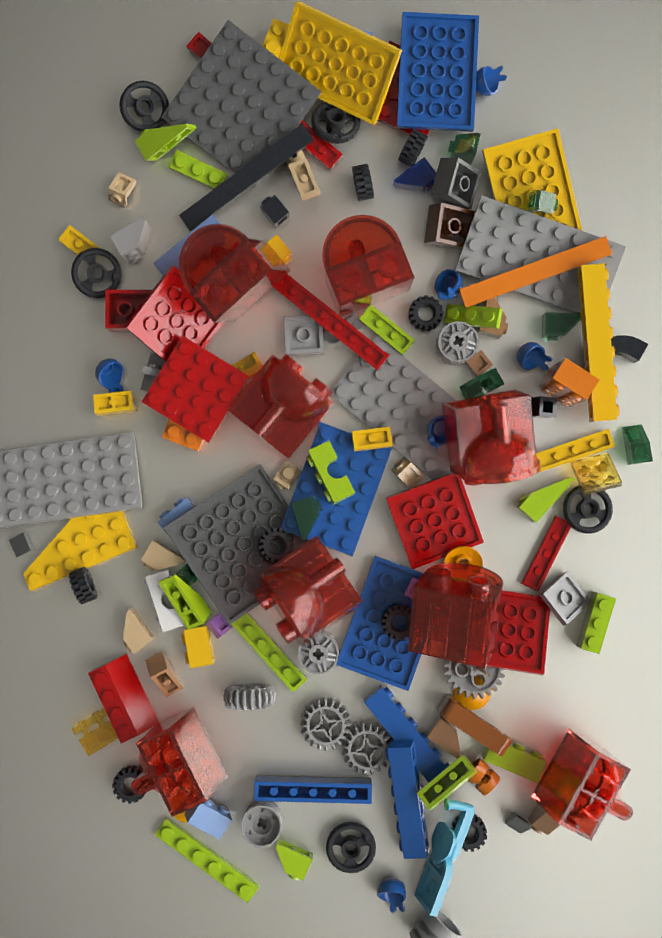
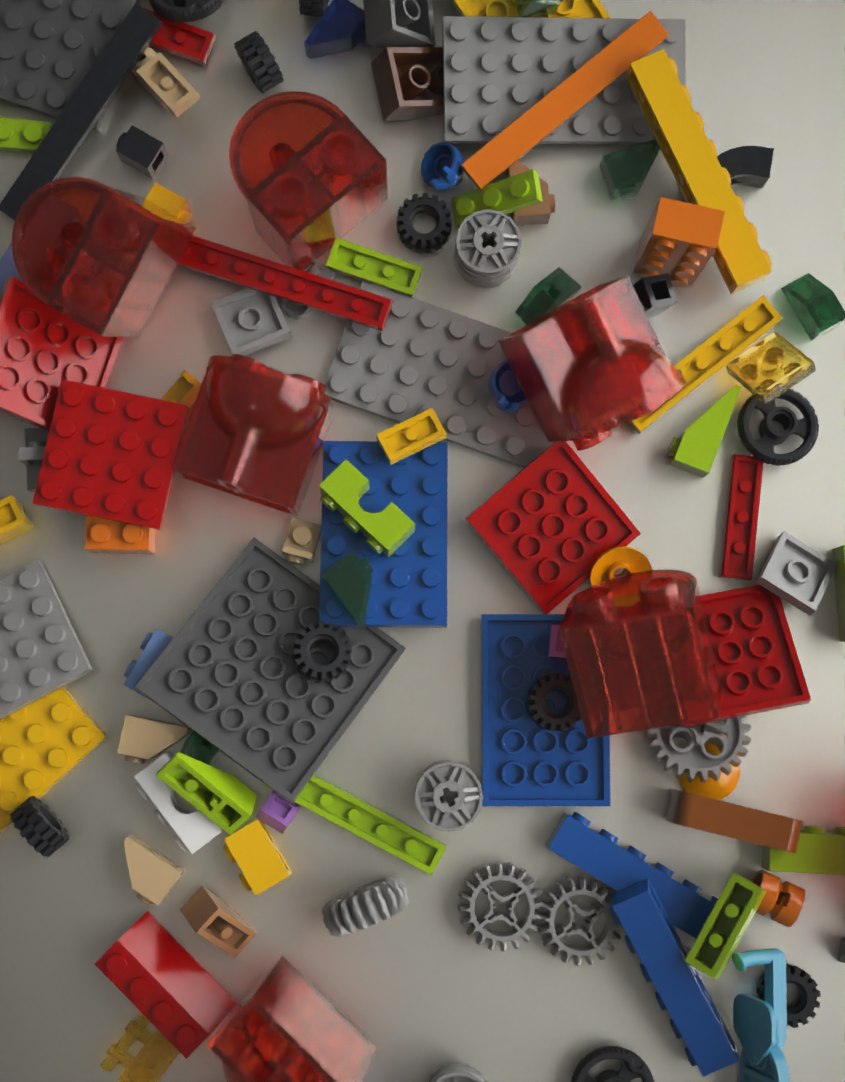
camera: 30 degrees left, 5 degrees down
(307, 592) = (396, 704): clear red piece -> none
(313, 789) = (519, 1019): blue brick -> none
(407, 472) = (484, 469): tan bracket -> none
(445, 736) = (693, 855): medium nougat slope -> none
(479, 363) = (532, 267): medium nougat plate -> none
(531, 356) = (607, 228): blue piece -> none

